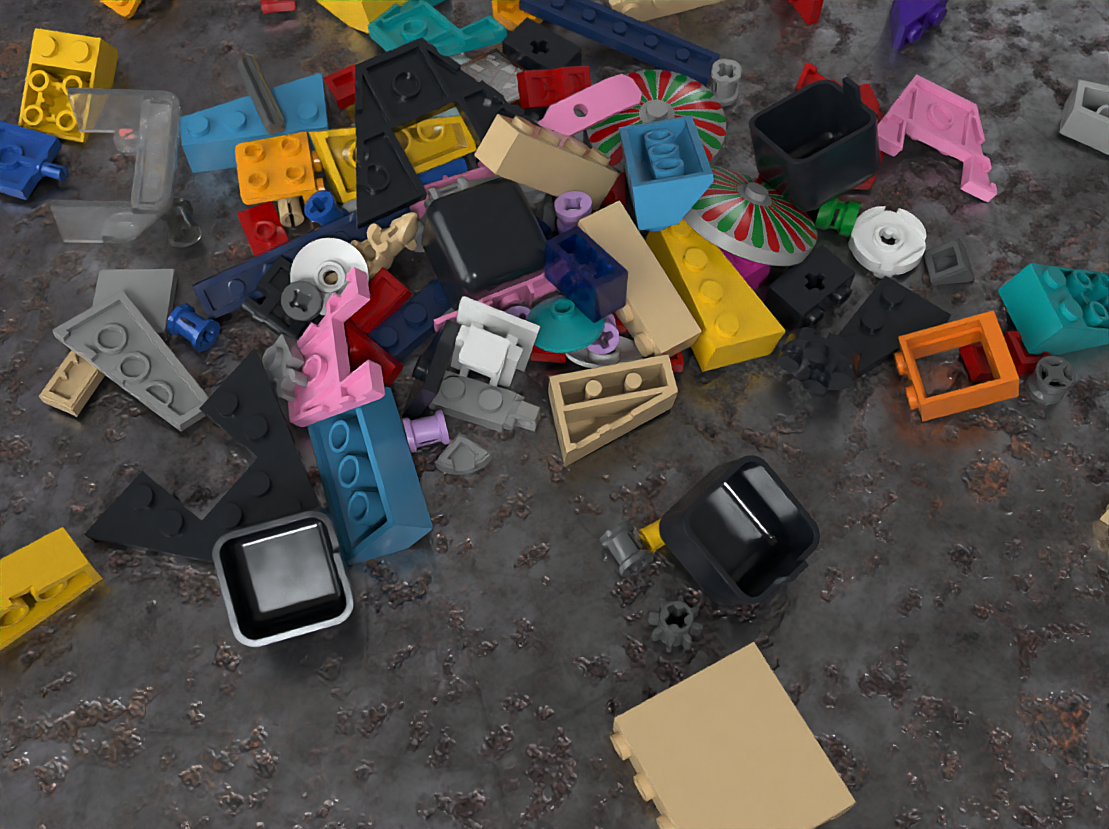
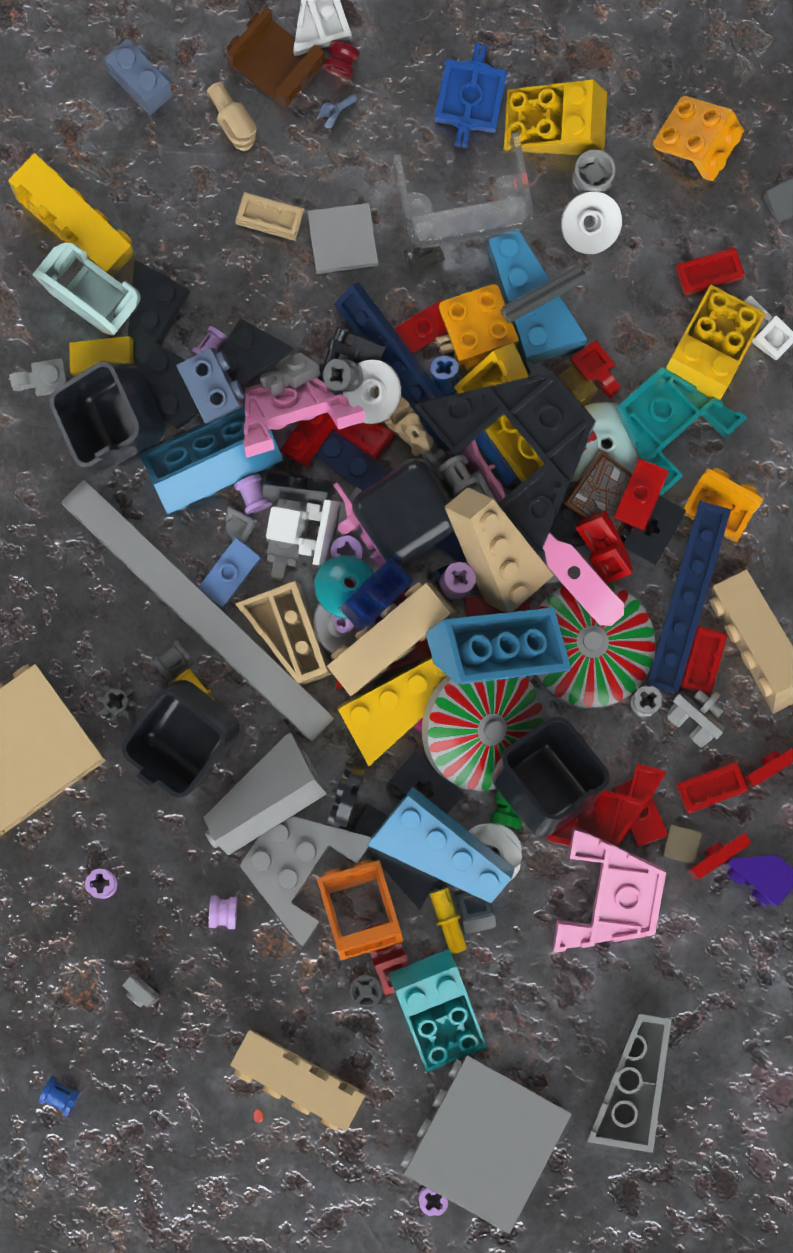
camera: 75 degrees right, 20 degrees up
(113, 580) = (91, 292): none -> light aqua piece
(134, 356) = (286, 253): light grey wing -> none
(142, 57) = (593, 173): none -> light grey wheel
(192, 66) = (604, 226): none -> white dish
(198, 594) = (88, 353): none -> yellow tile
(207, 326) = (323, 292): blue bush -> none
(210, 671) = (44, 377): none -> light grey plate
(225, 456) = (213, 339): none -> lavender bush
(278, 440) = (211, 384): none -> sand blue brick
(504, 43) = (641, 494): none -> red plate
(521, 469) = (230, 572): none -> medium blue plate
(552, 521) = (197, 610): none -> light grey beam
(689, 29) = (704, 660): none -> red plate
(740, 39) = (708, 725): none -> light grey hips
(814, 452) = (265, 796): none -> light grey slope
(820, 42) = (711, 787): none -> red plate
(879, 75) = (682, 844): none -> dark tan tile
(881, 276) = (439, 846): none -> dark azure wedge
(888, 447) = (285, 860): none -> light grey wing
(893, 43) = (717, 855): none -> red plate
(930, 664) = (108, 891): none -> lavender bush
(958, 525) = (223, 912): none -> lavender wheel
(962, 287) = (448, 920): none -> yellow axle
(1074, 628) = (140, 992): none -> light grey plate

